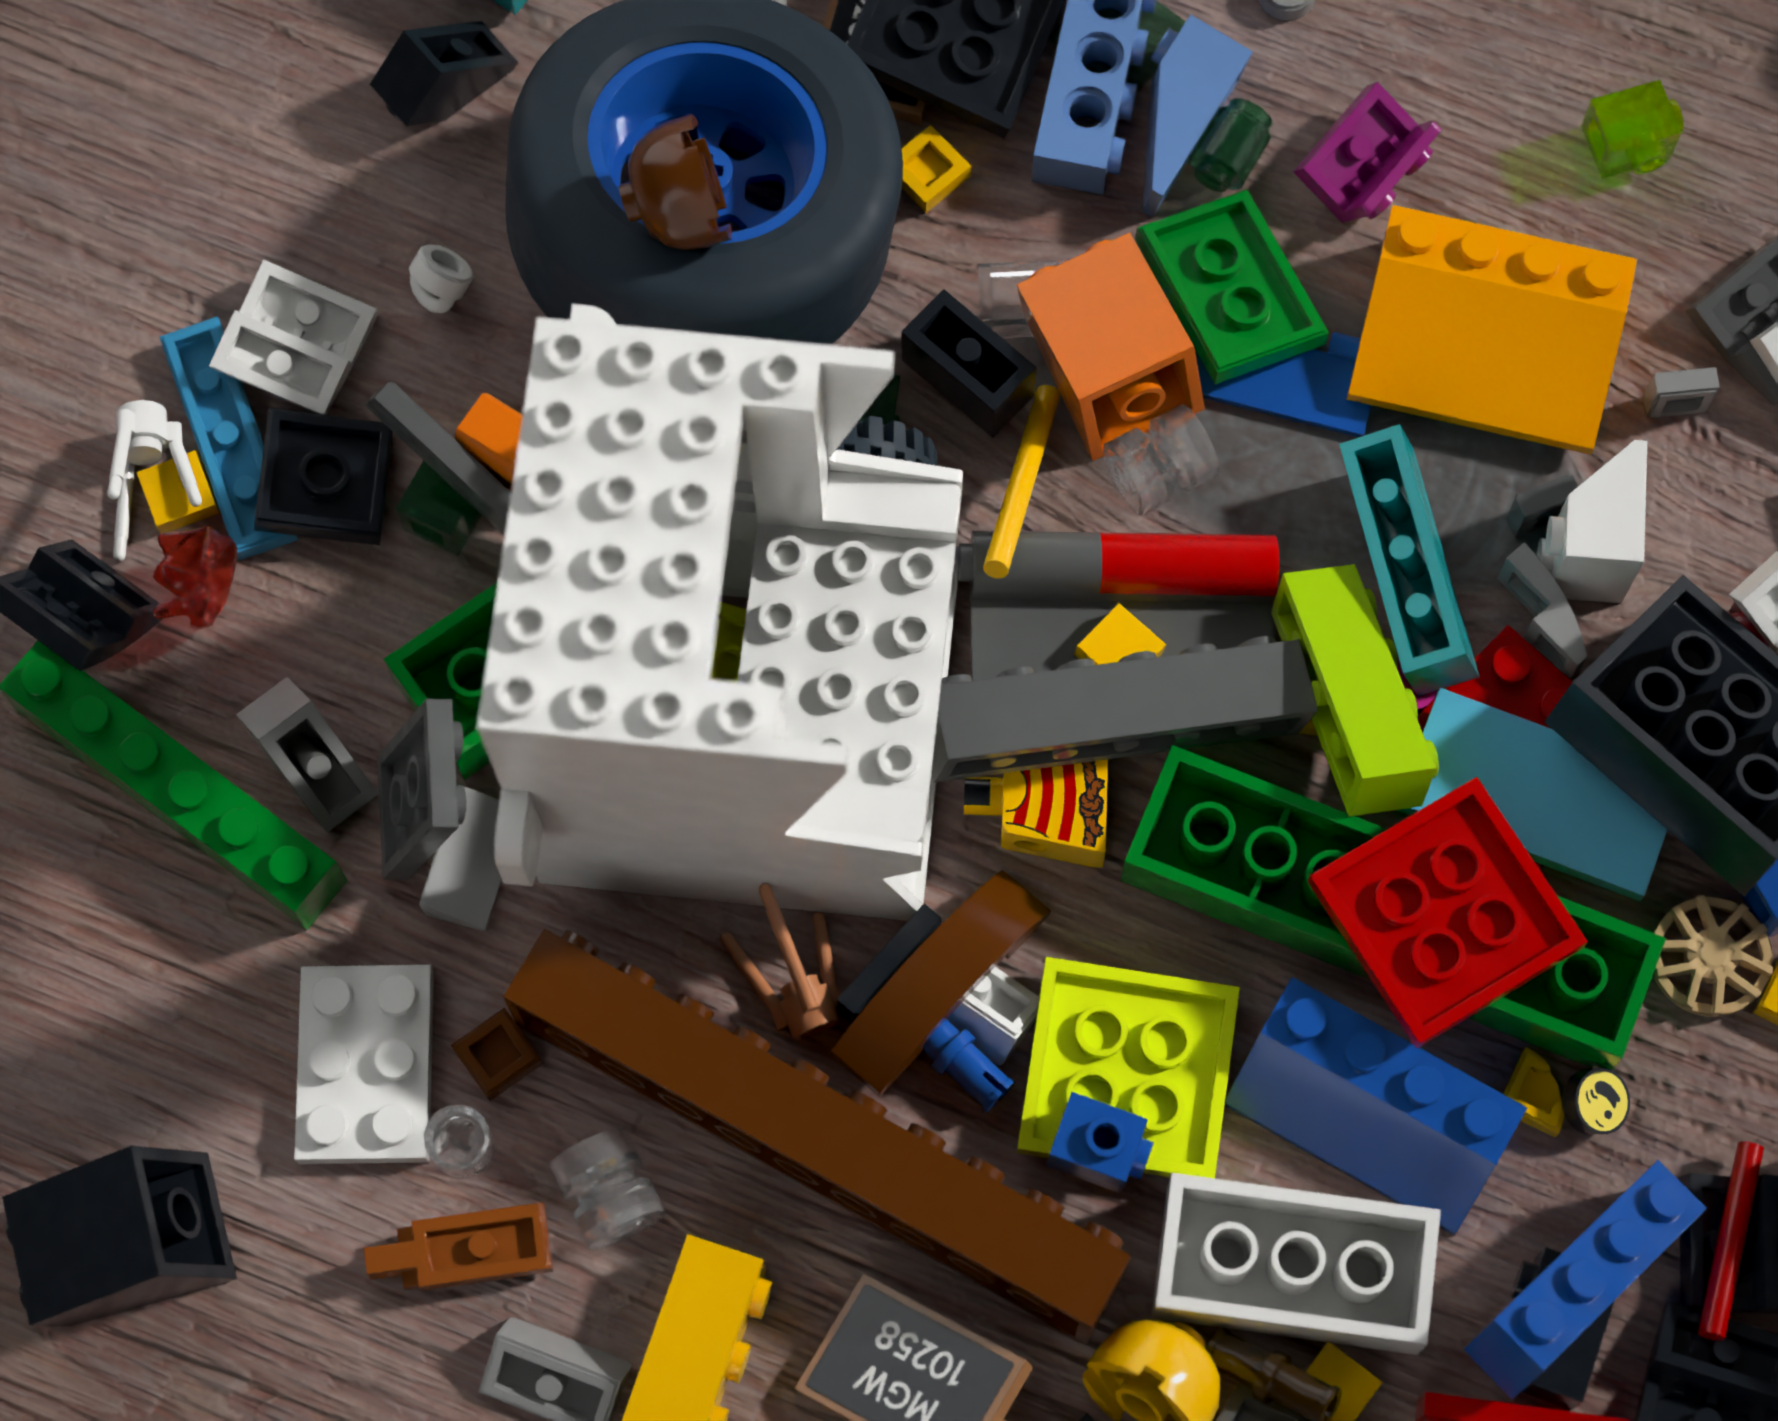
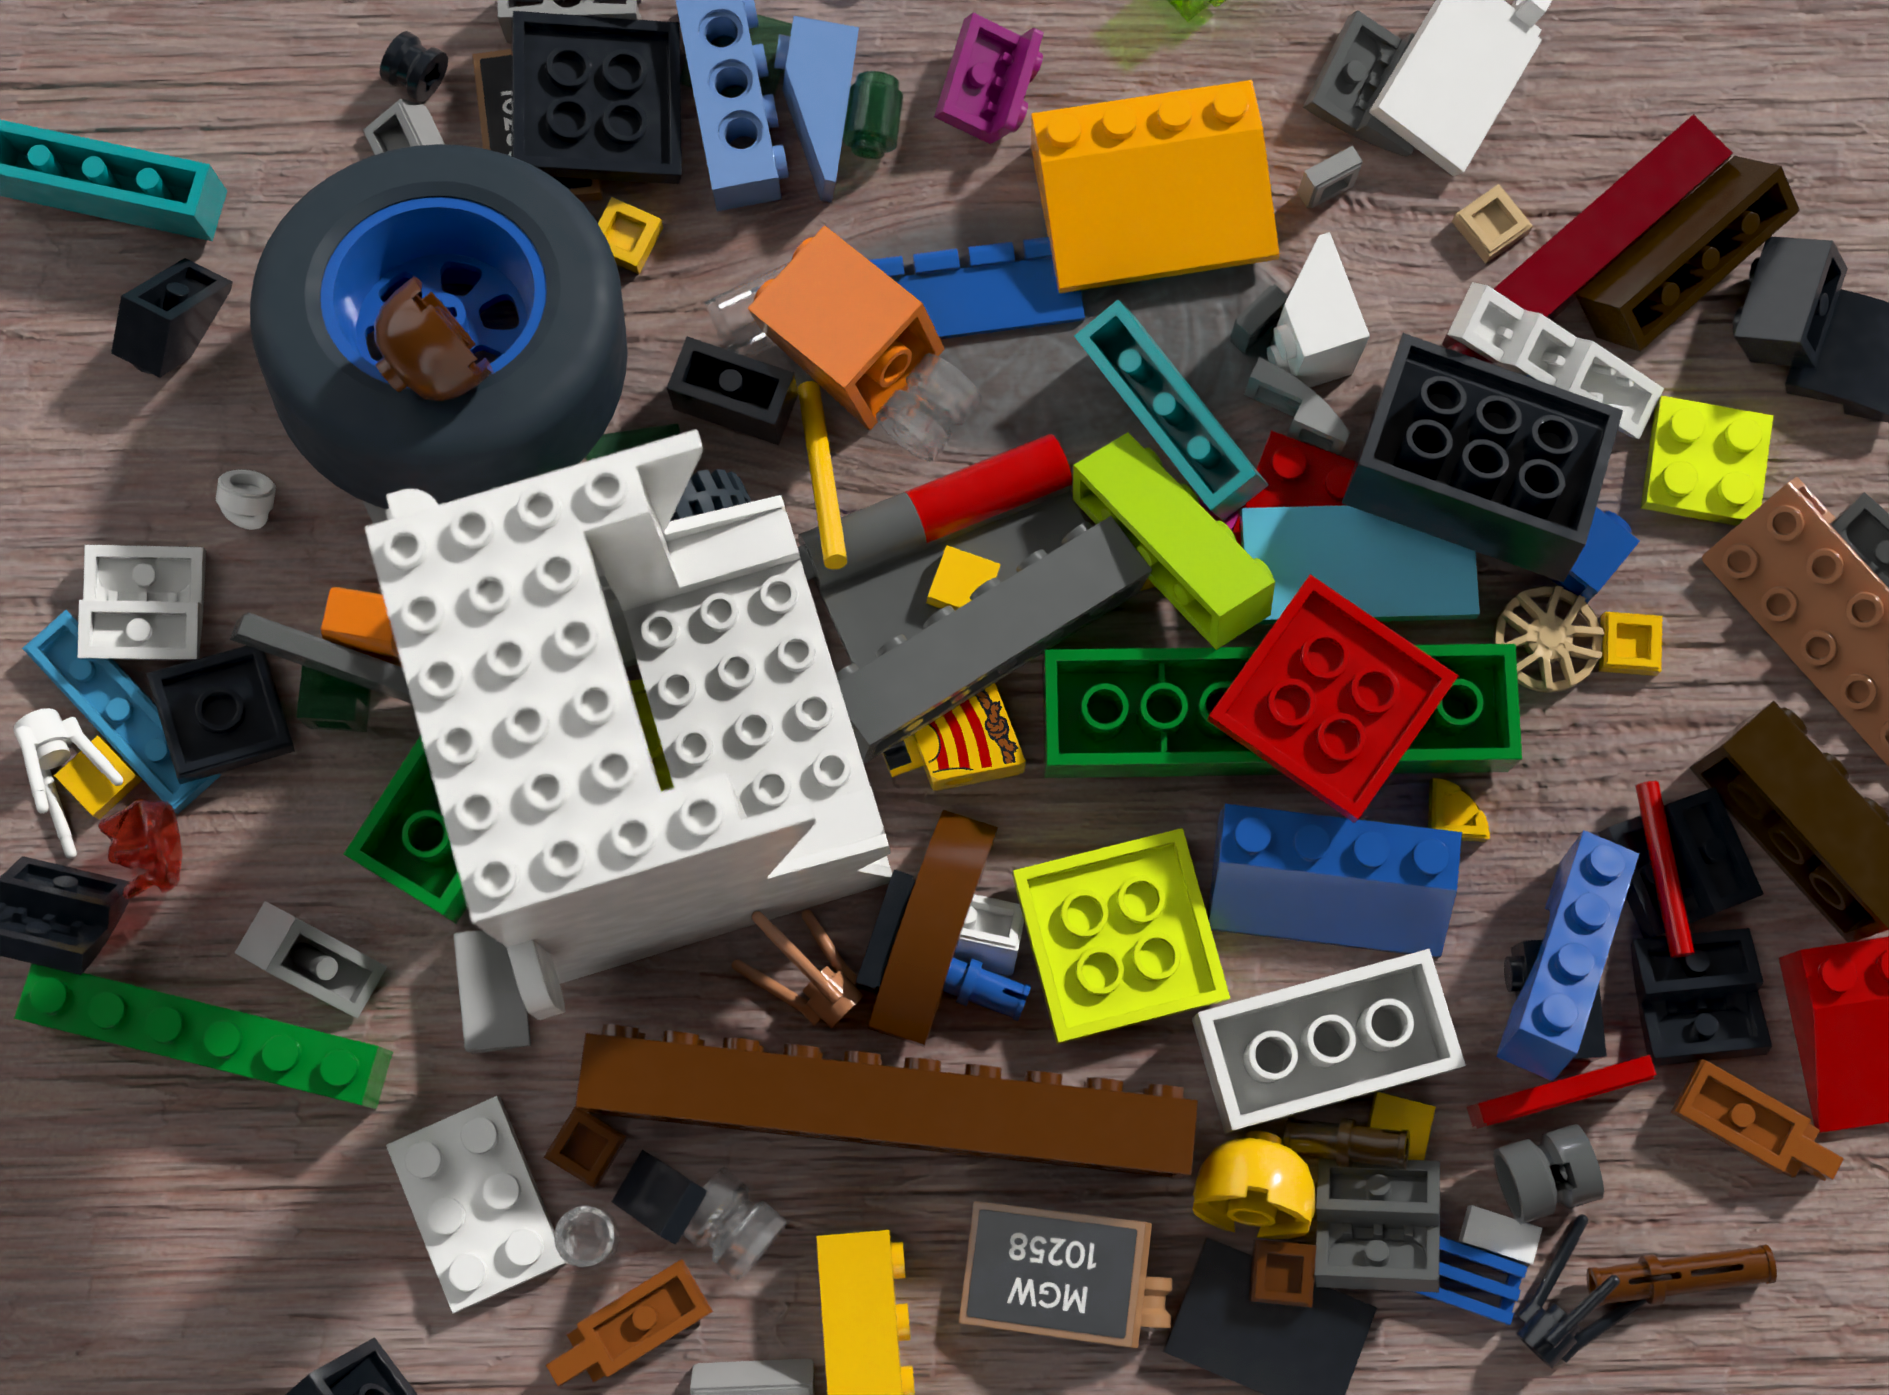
camera: 25 degrees left, 5 degrees up
(419, 789) = (423, 954): dark grey plate -> none
(548, 1129) = (659, 1197): none -> black tile
(1100, 1143) = (1127, 1011): blue brick -> none
(1231, 286) = (924, 235): green tile -> none
(1596, 1101) = (1508, 799): tile -> none

